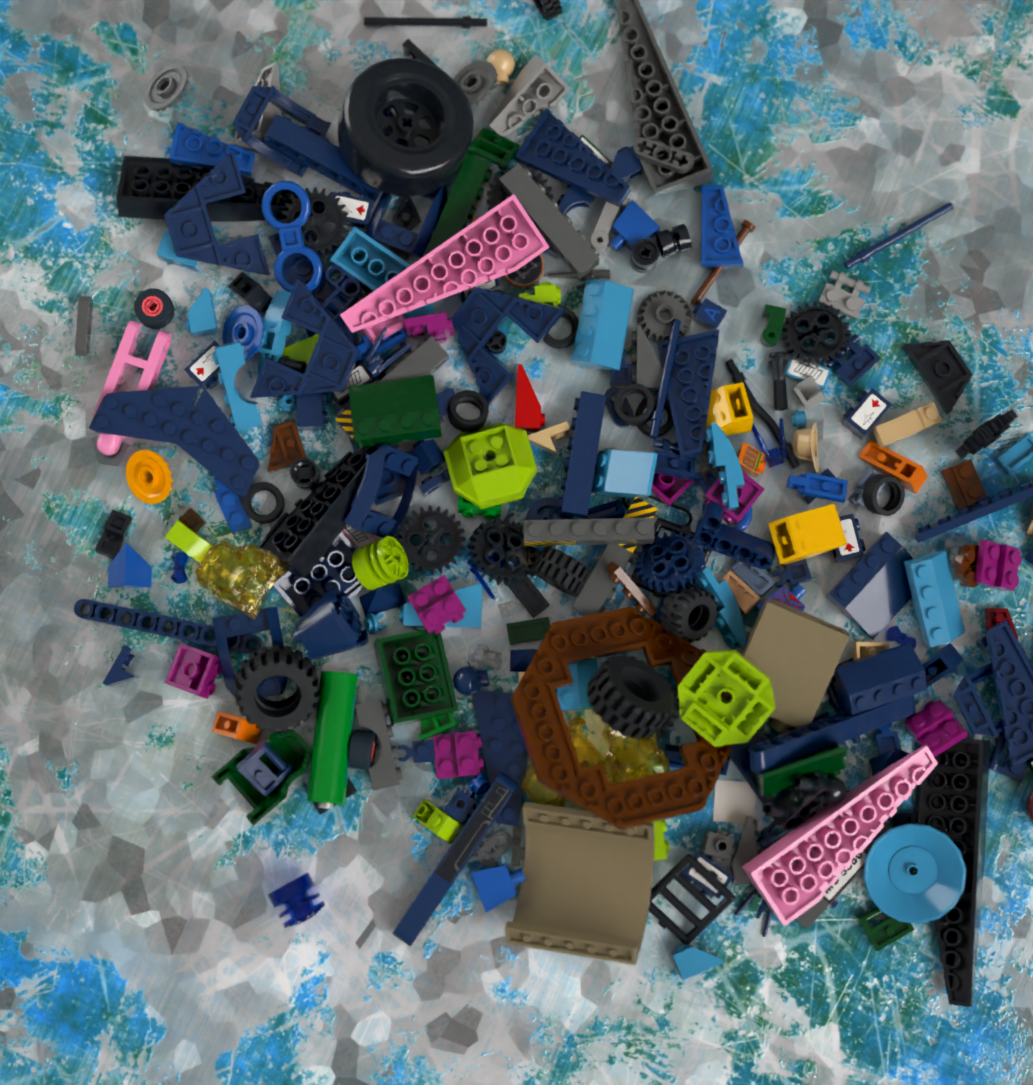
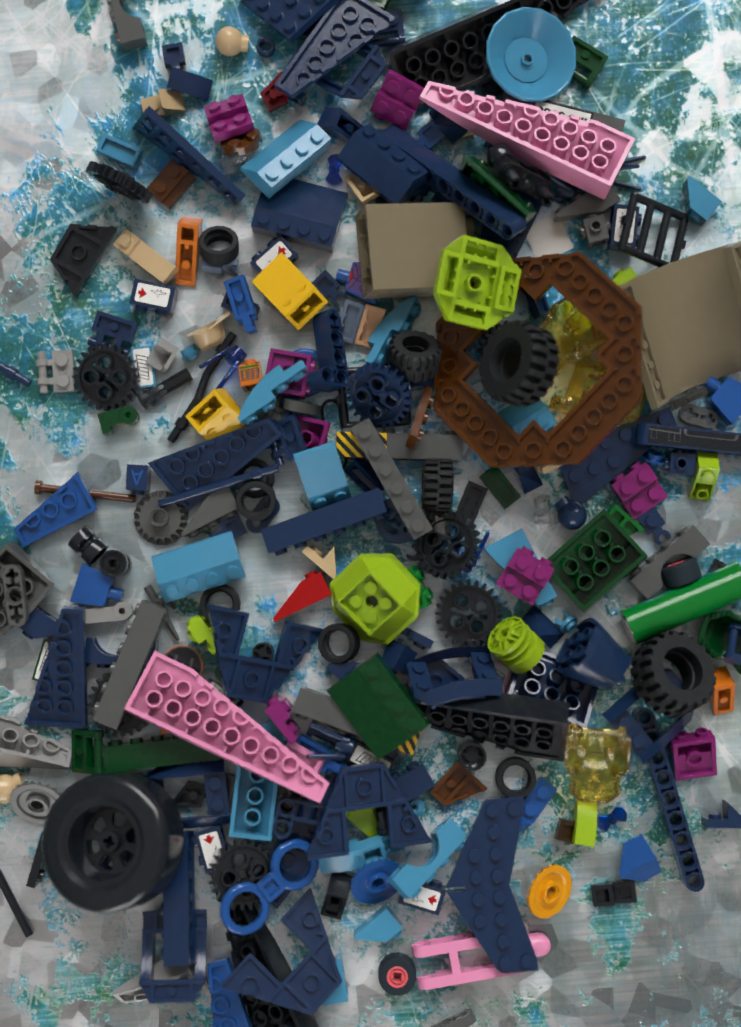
camera: 120 degrees left, 5 degrees up
(697, 490) = (302, 407): none -> dark grey beam

